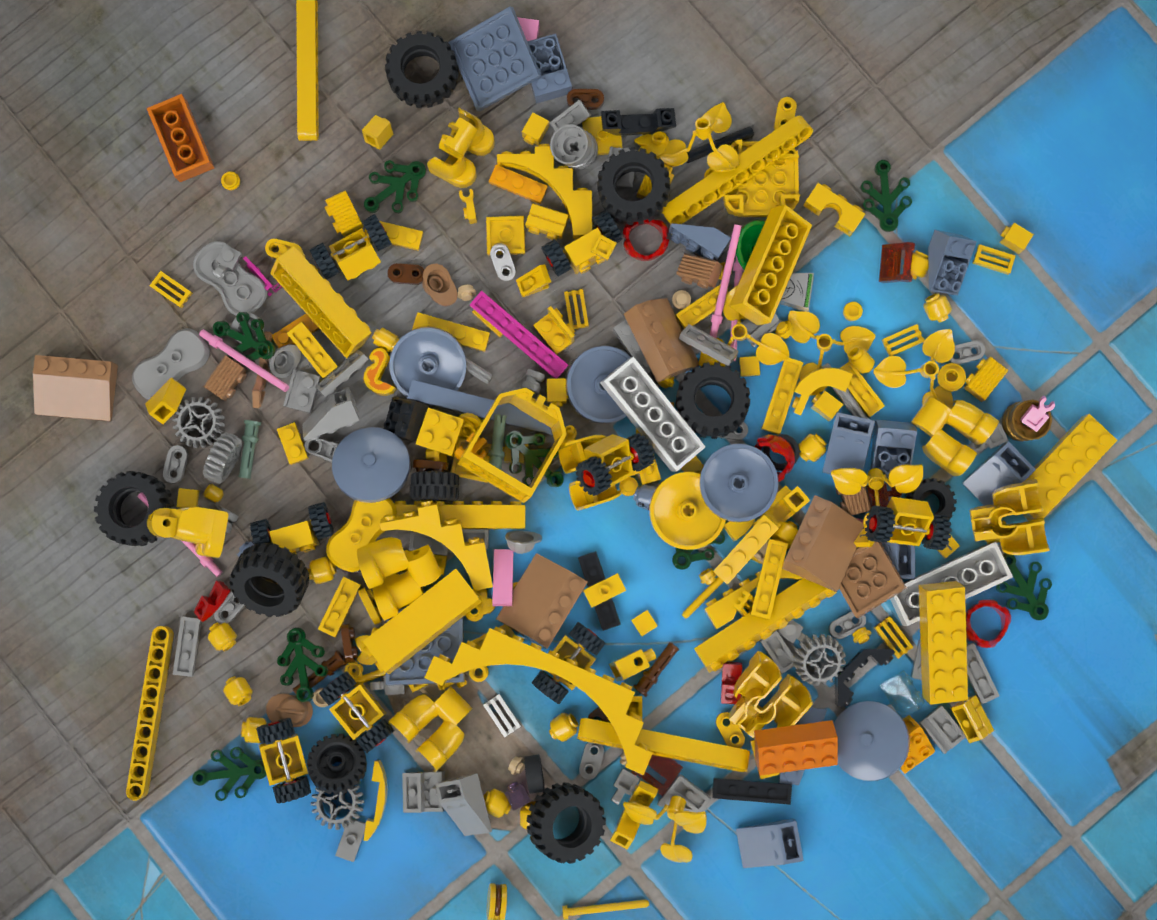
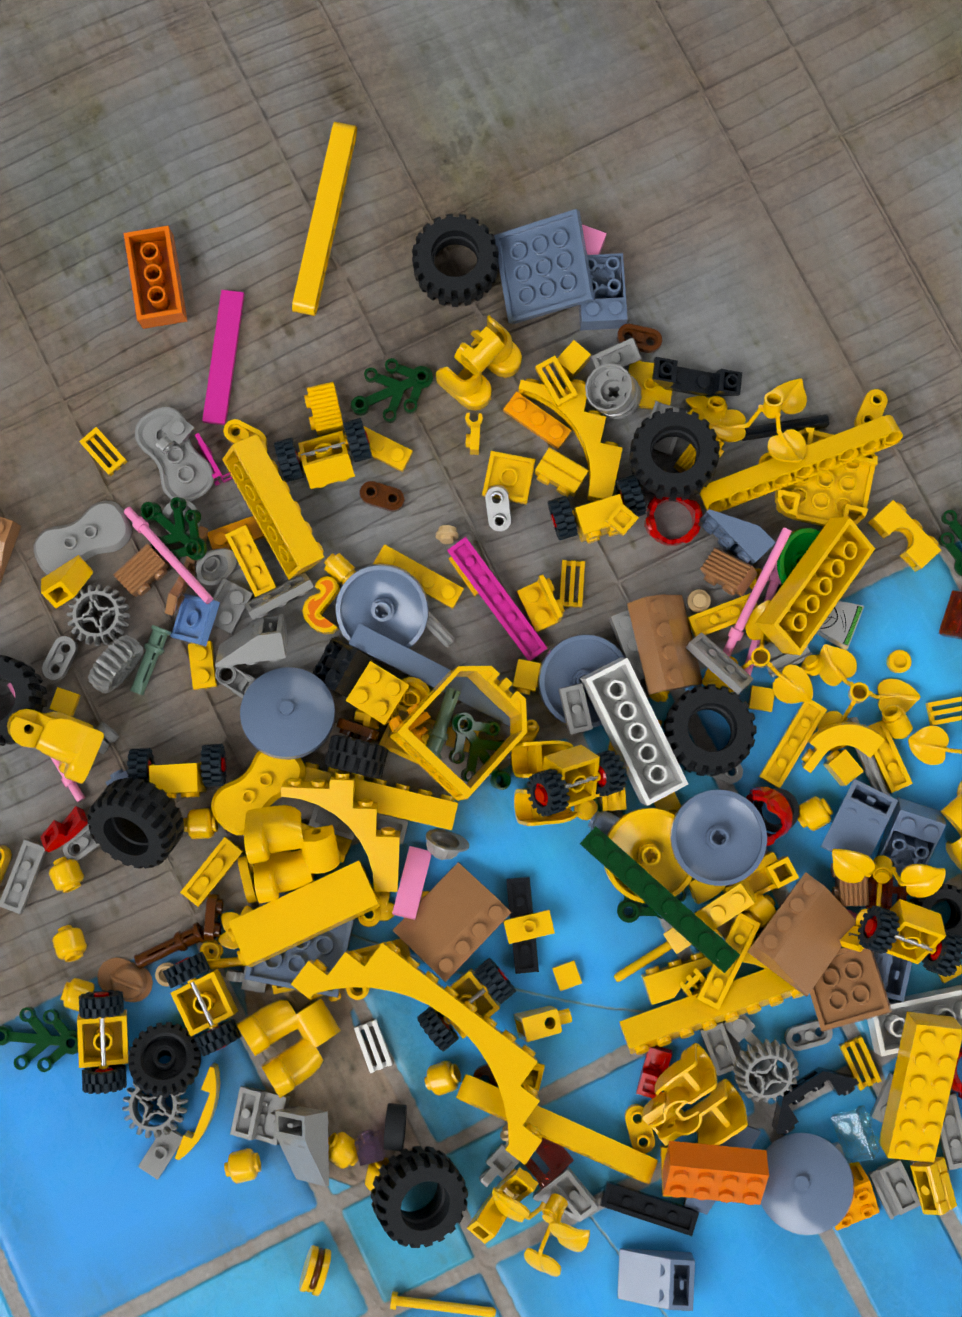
camera: 15 degrees right, 0 degrees up
(213, 493) = (96, 702): yellow piece -> none
(230, 181) = (202, 340): yellow plate -> none
(251, 191) = (223, 357): none -> dark pink tile
(278, 408) = (195, 620): none -> medium blue plate
(300, 661) = (151, 927): dark green plant -> none
(377, 132) = (386, 322): yellow brick -> none
(419, 834) = (243, 1165): none -> yellow head
(439, 285) = (417, 518): medium nougat piece -> none
(517, 765) = (377, 1110): tan plate -> none
(533, 381) = (501, 657): light grey wheel -> none
(534, 281) = (529, 539): yellow slope -> none
(536, 161) = (565, 398): none -> yellow tile
(592, 760) = (467, 1125): light grey plate -> none
(601, 407) = (575, 708): none -> light grey plate
(650, 677) = (559, 1042): reddish brown pin -> none
(703, 542) = (659, 899): none -> dark green plate
(707, 576) = (655, 937): yellow plate -> none
(861, 635) = (822, 1052): yellow plate -> none

